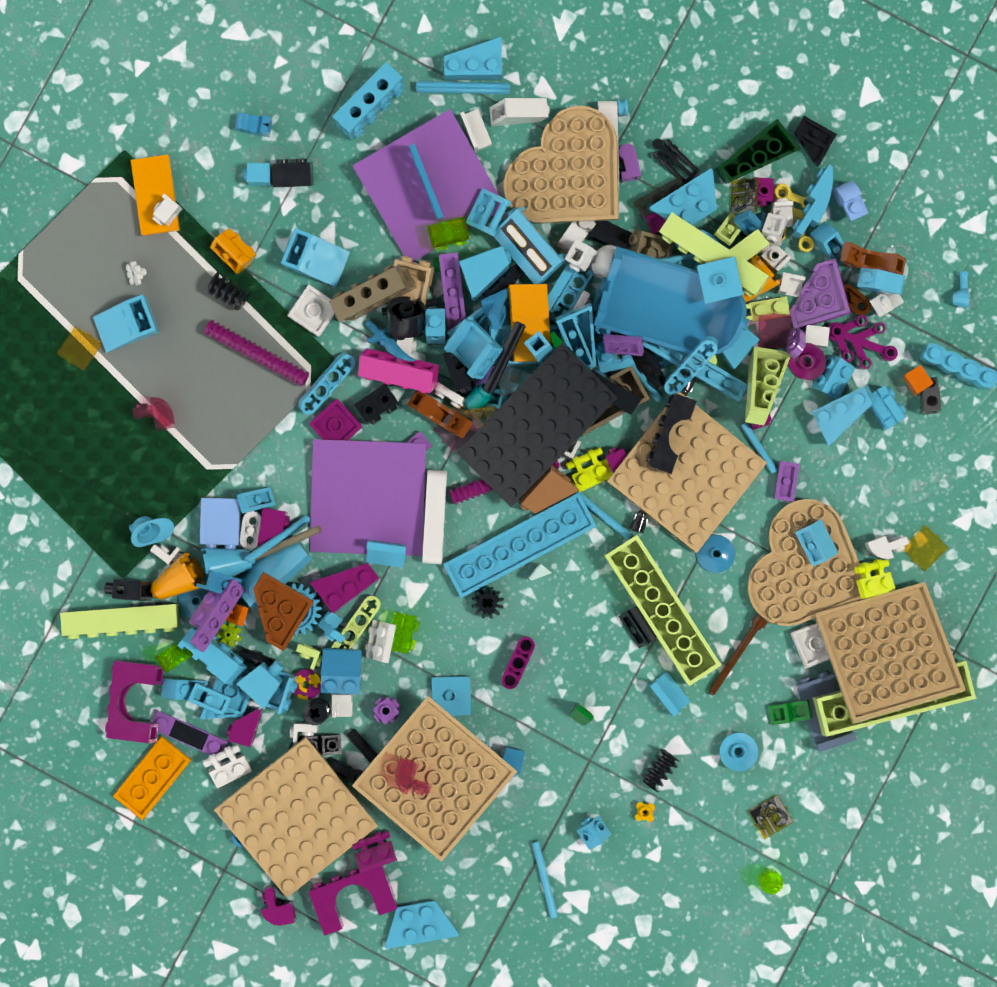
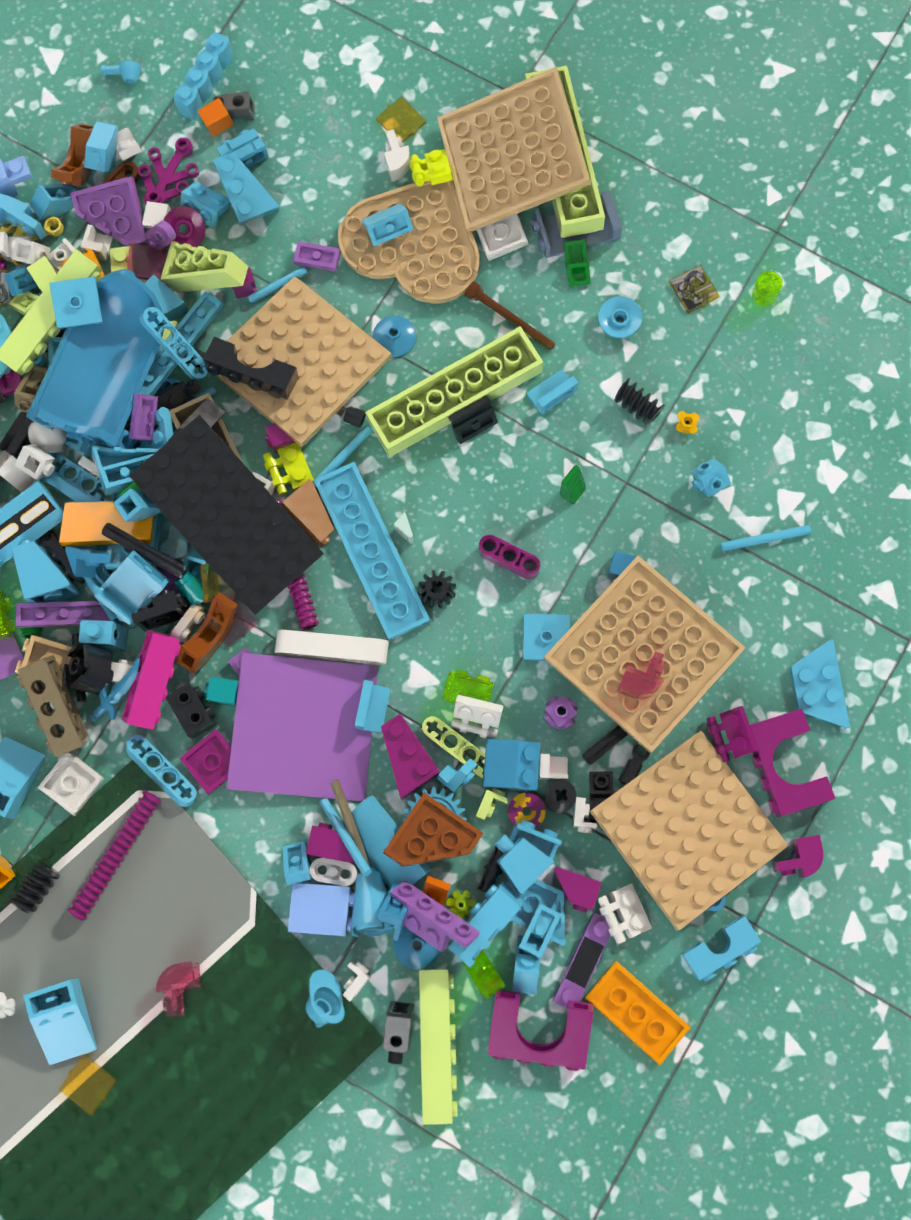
camera: 85 degrees left, 10 degrees down
(178, 578) = (388, 967): light orange cone -> none
(210, 858) = (740, 939): none -> medium azure arch
(393, 429) = (221, 691): none -> teal brick

